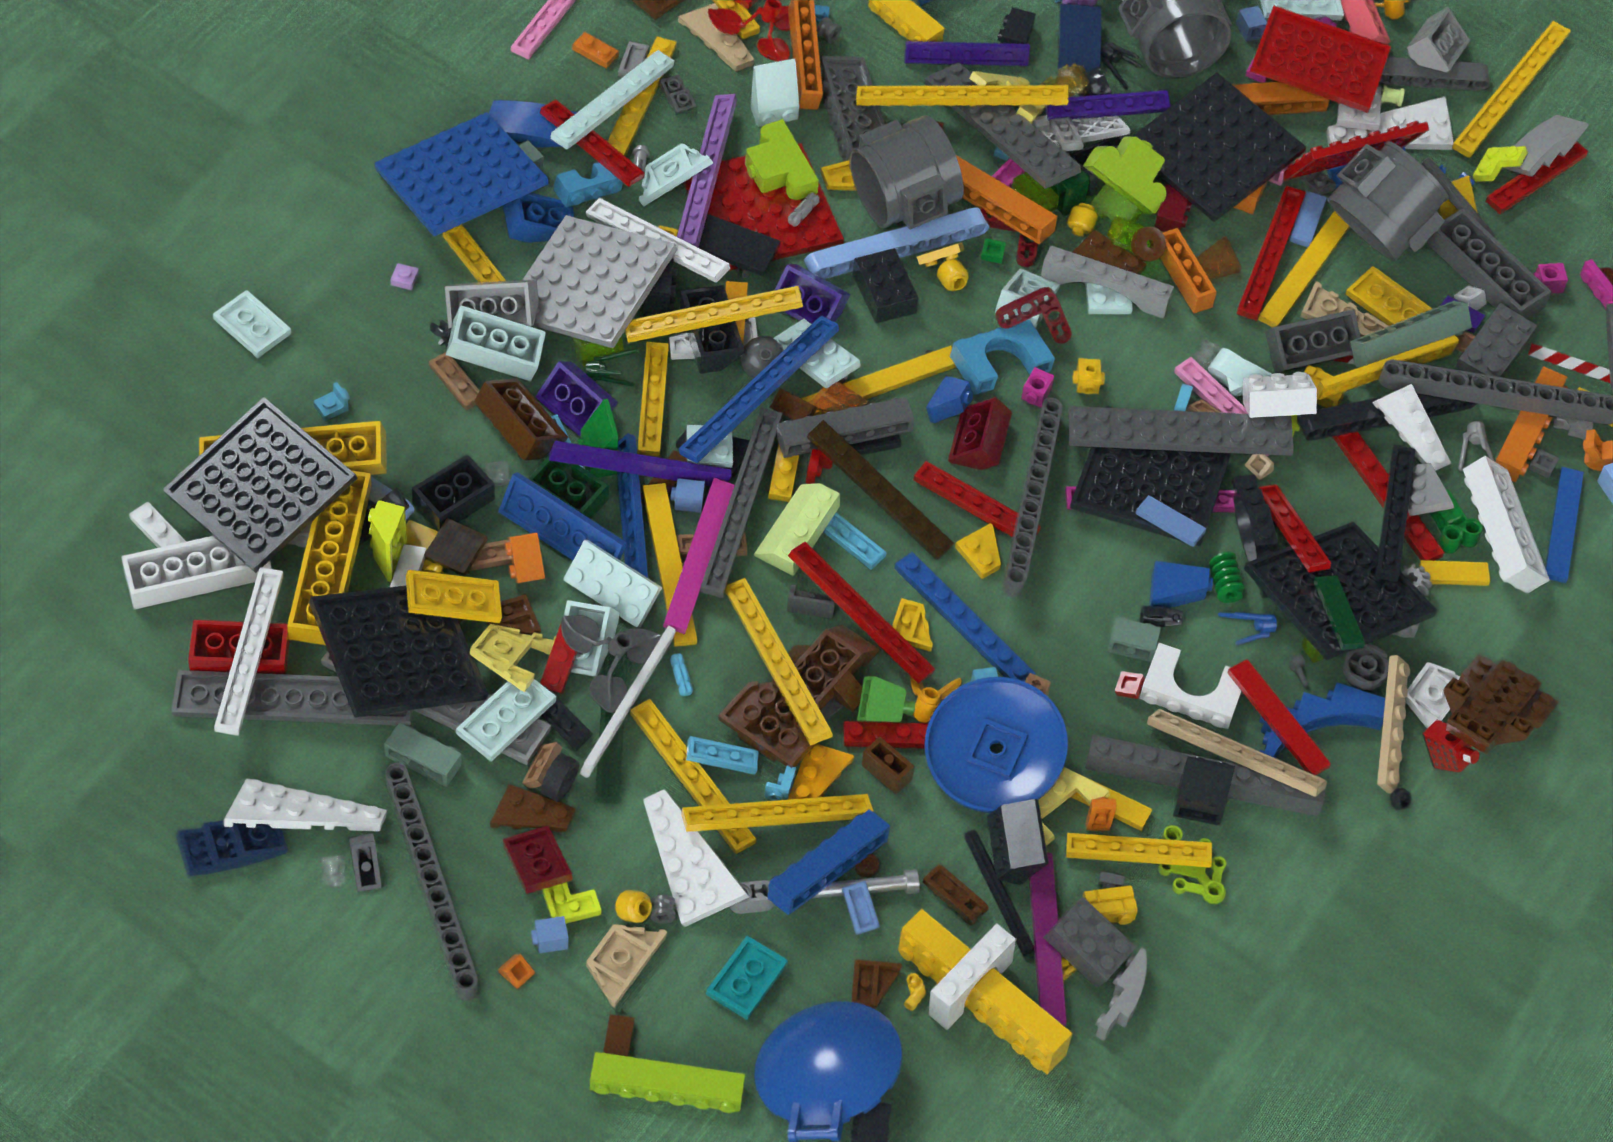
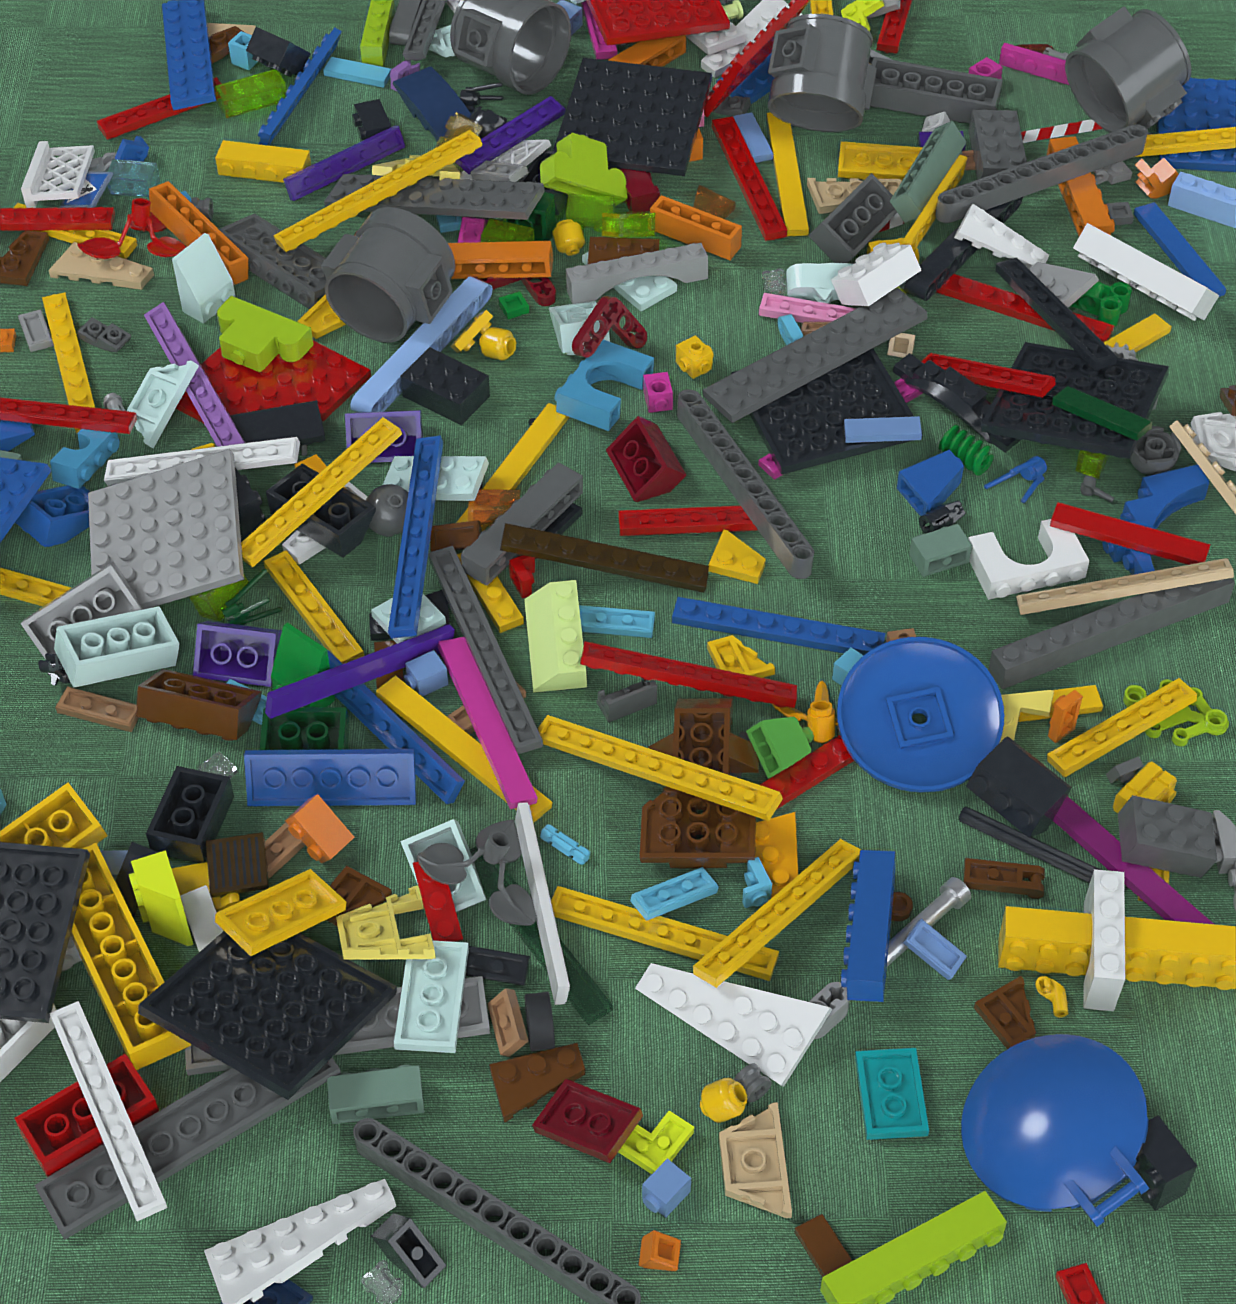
camera: 30 degrees left, 5 degrees down
(612, 99) = (48, 369): light aqua plate -> none
(612, 583) = (425, 799): light aqua plate -> none
(803, 209) = (313, 363): light grey axle -> none
(888, 765) = (838, 799): reddish brown brick -> none
(949, 399) = (592, 445): blue slope -> none
(1129, 685) = (974, 590): plate -> none
(1156, 240) = (650, 220): reddish brown piece -> none
(1203, 790) = (1132, 636): black slope -> none
(1475, 434) = (1046, 221): light grey plant -> none

